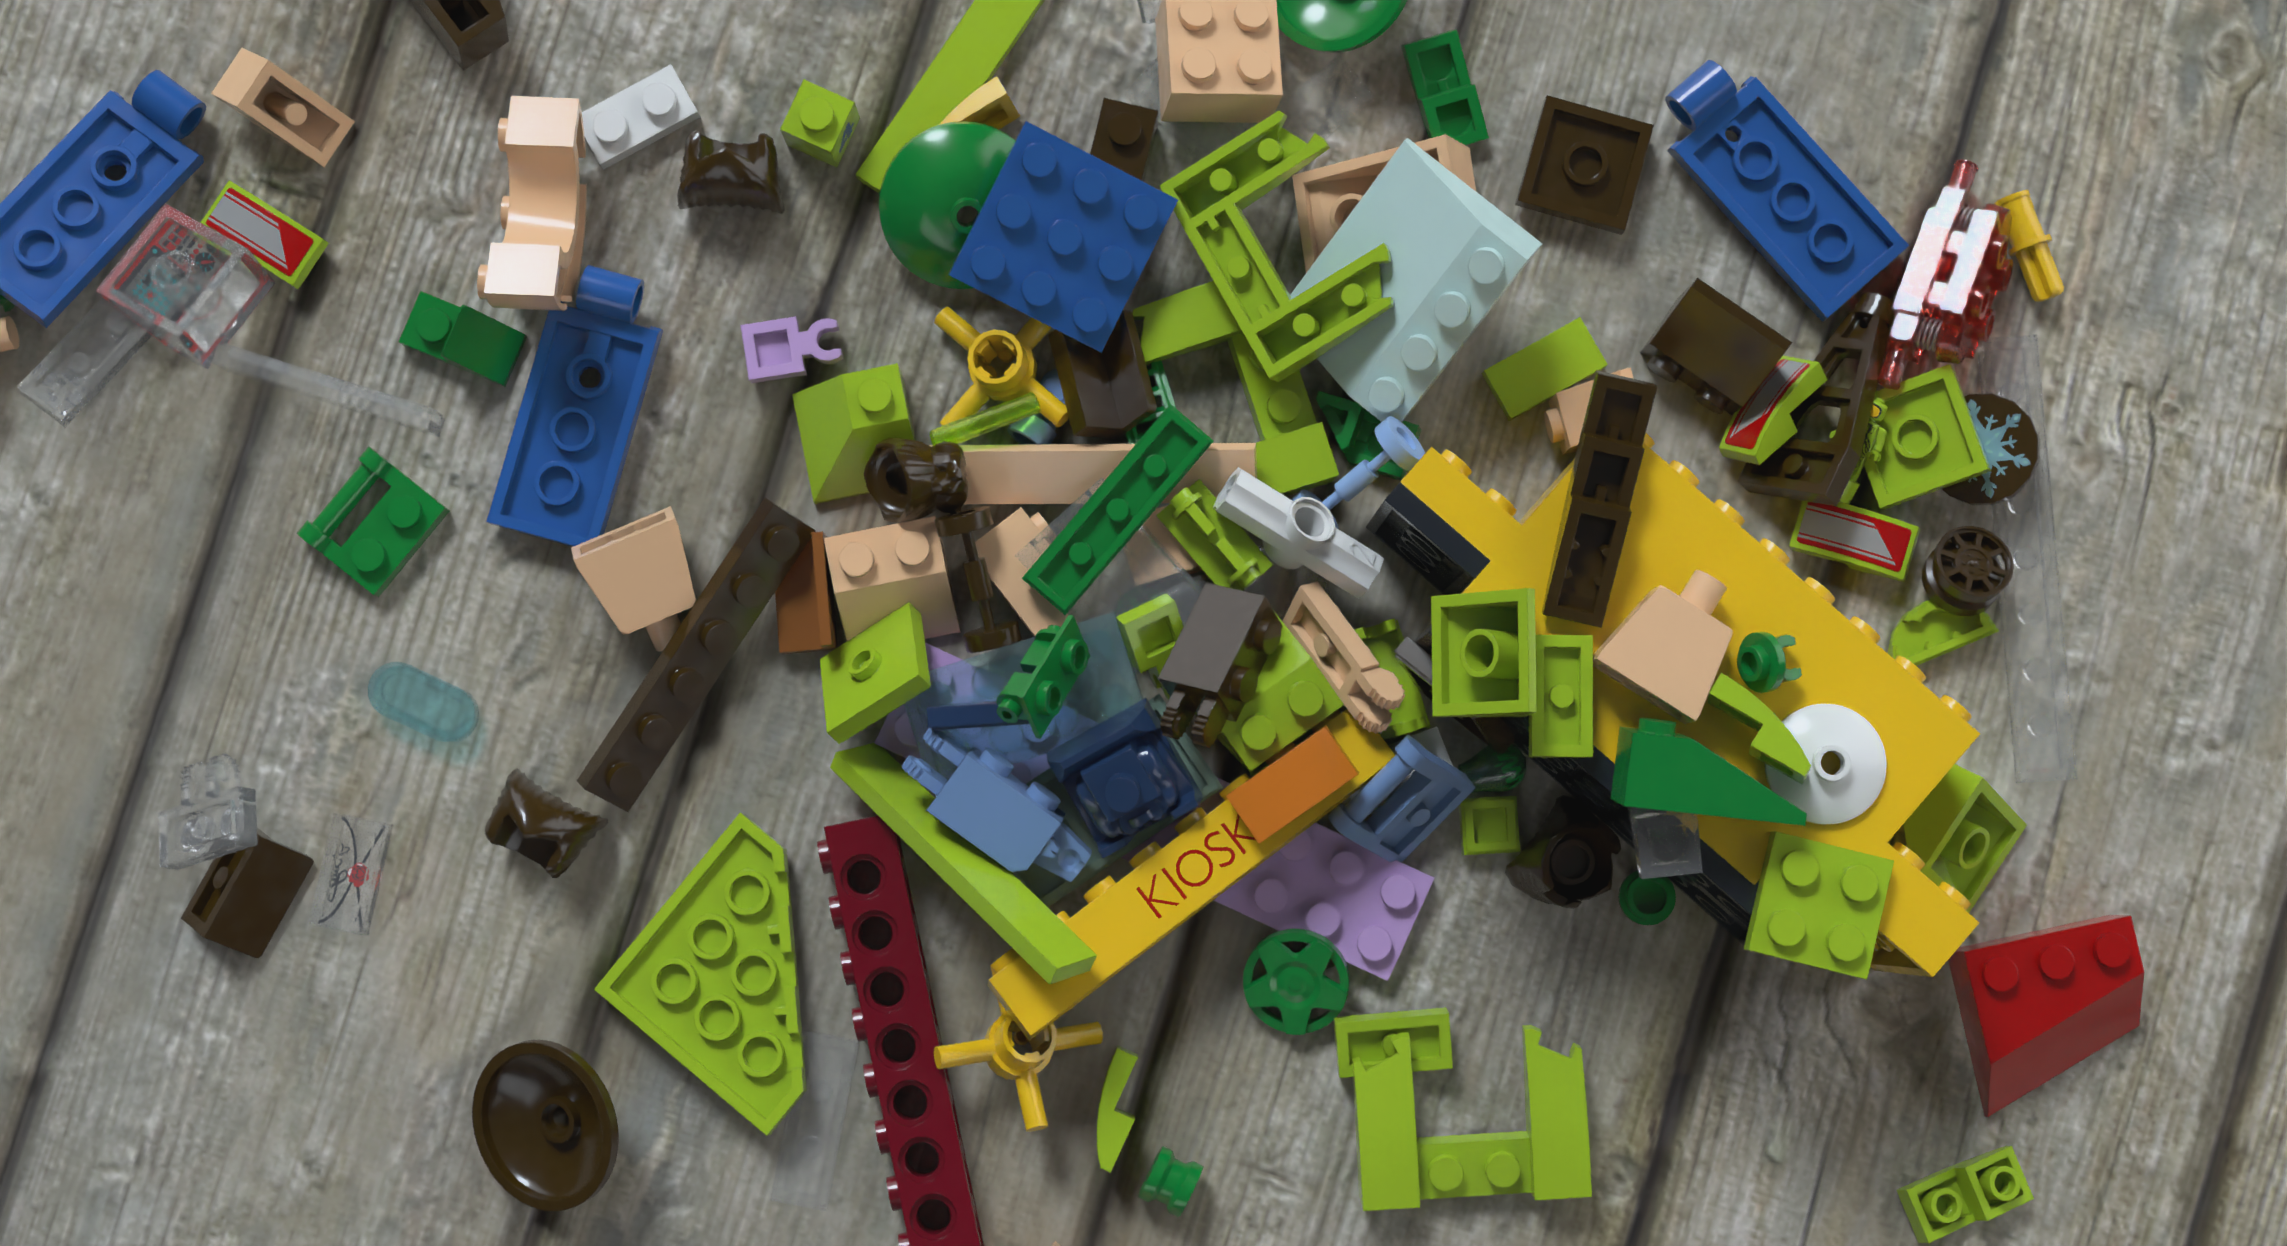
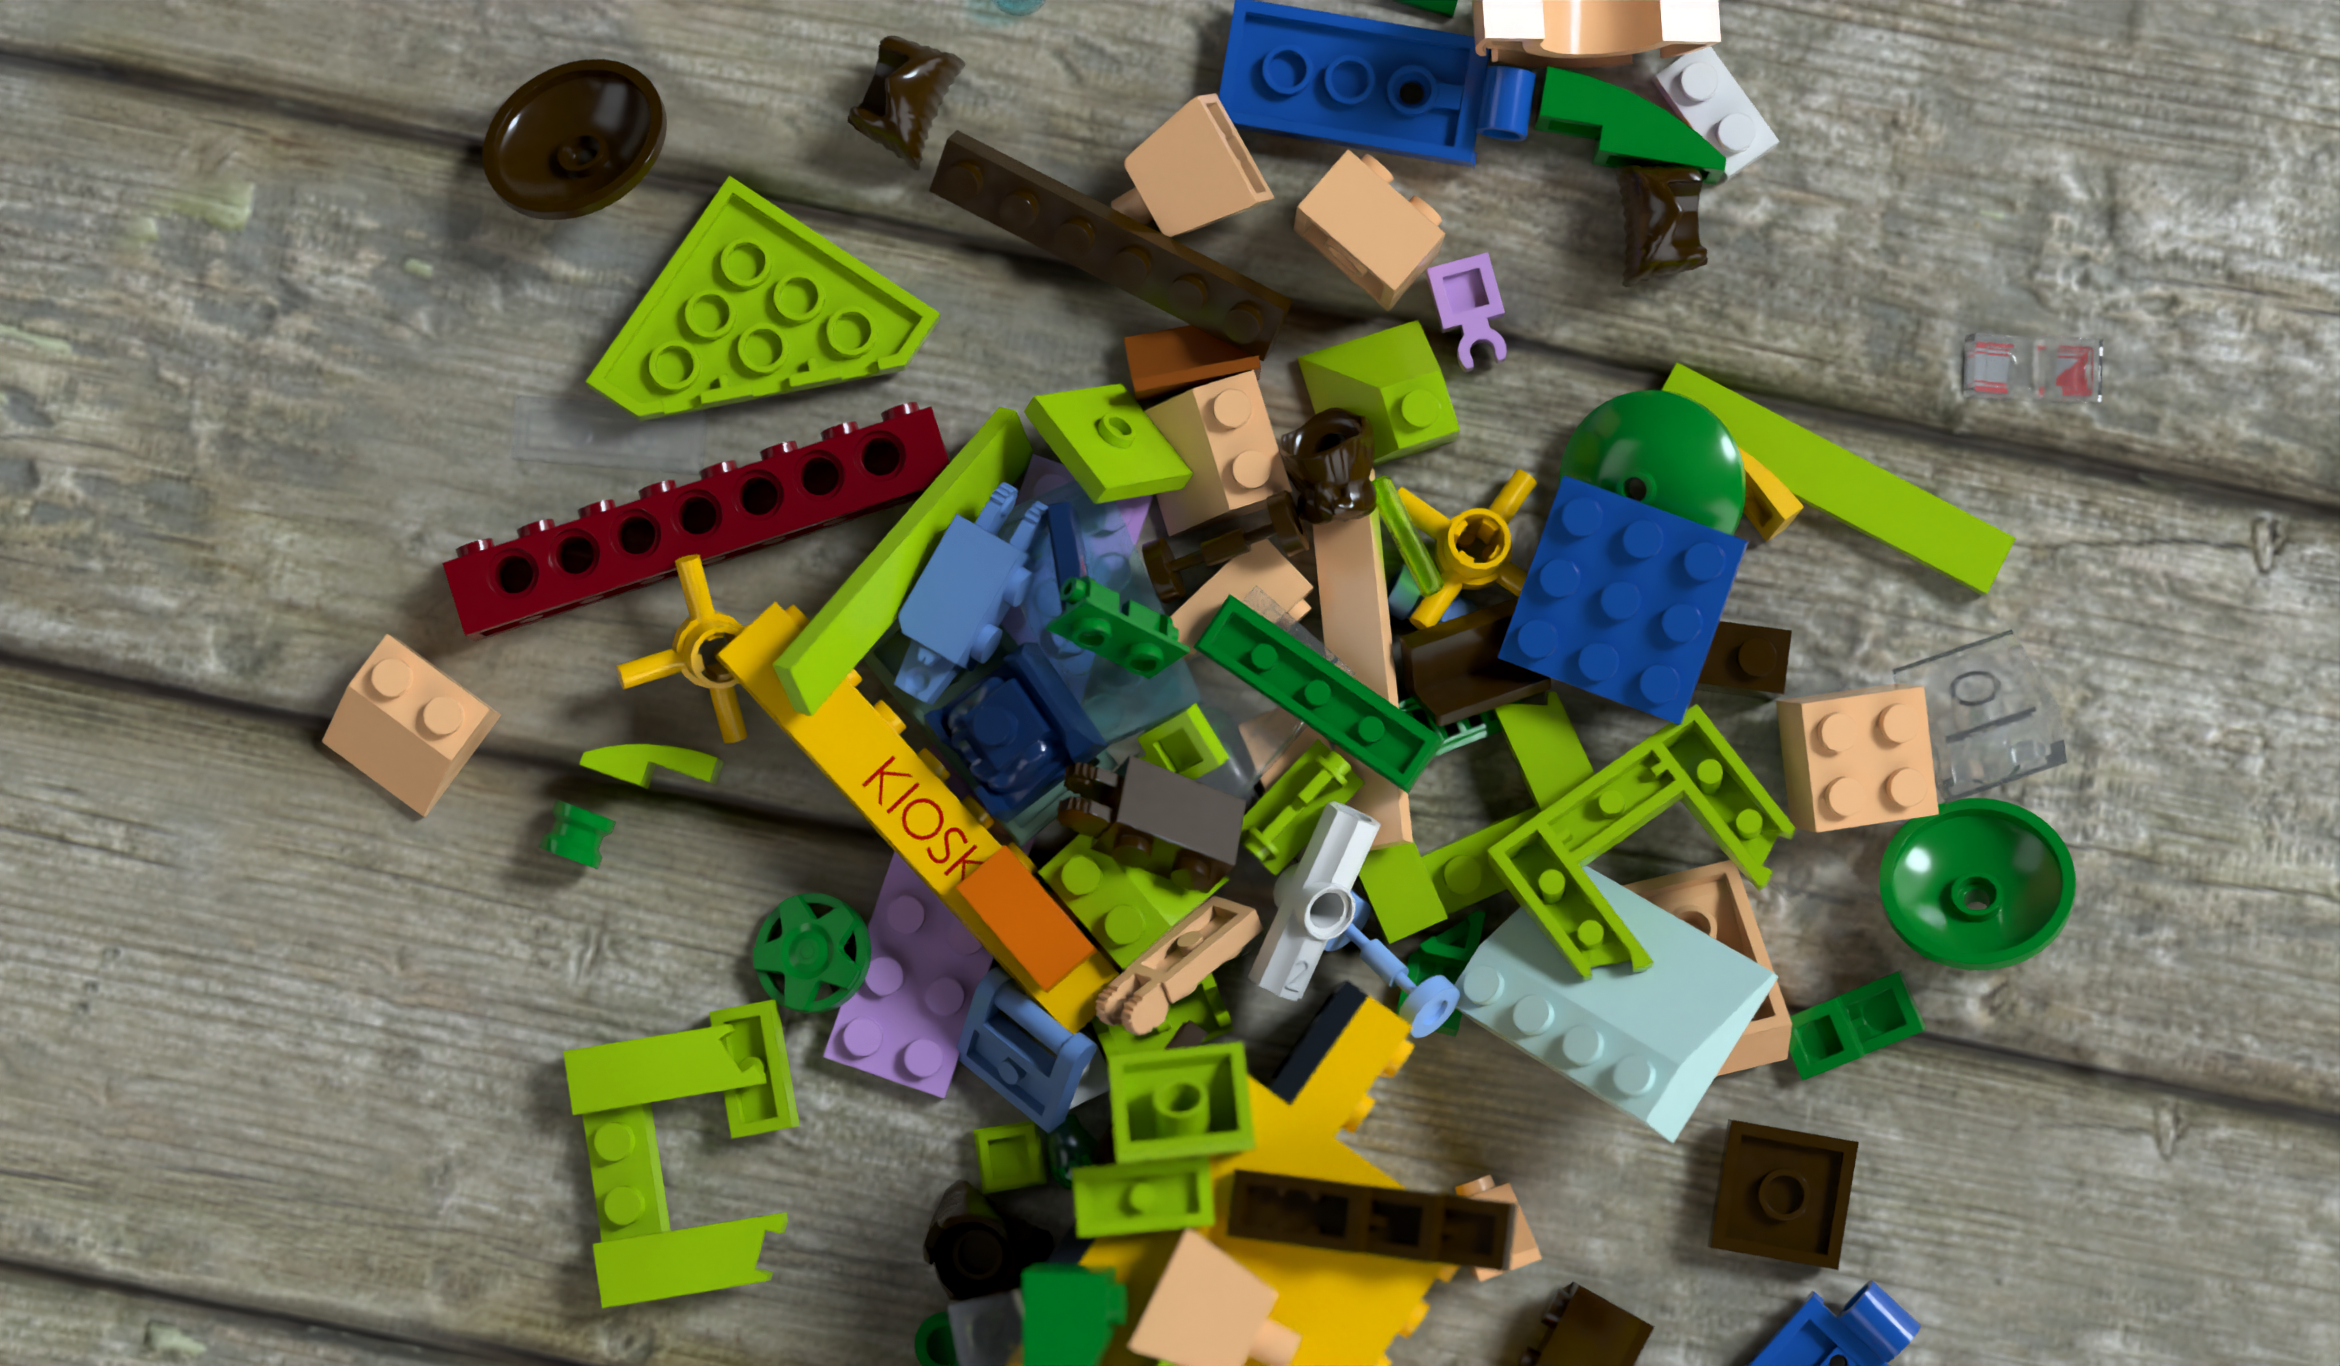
camera: 90 degrees right, 0 degrees up
(641, 197) = (1622, 124): none -> green slope
(709, 422) = (1370, 228): none -> light nougat brick
(820, 123) = (1729, 315): lime brick -> none
(1544, 369) = (1540, 1171): lime tile -> none

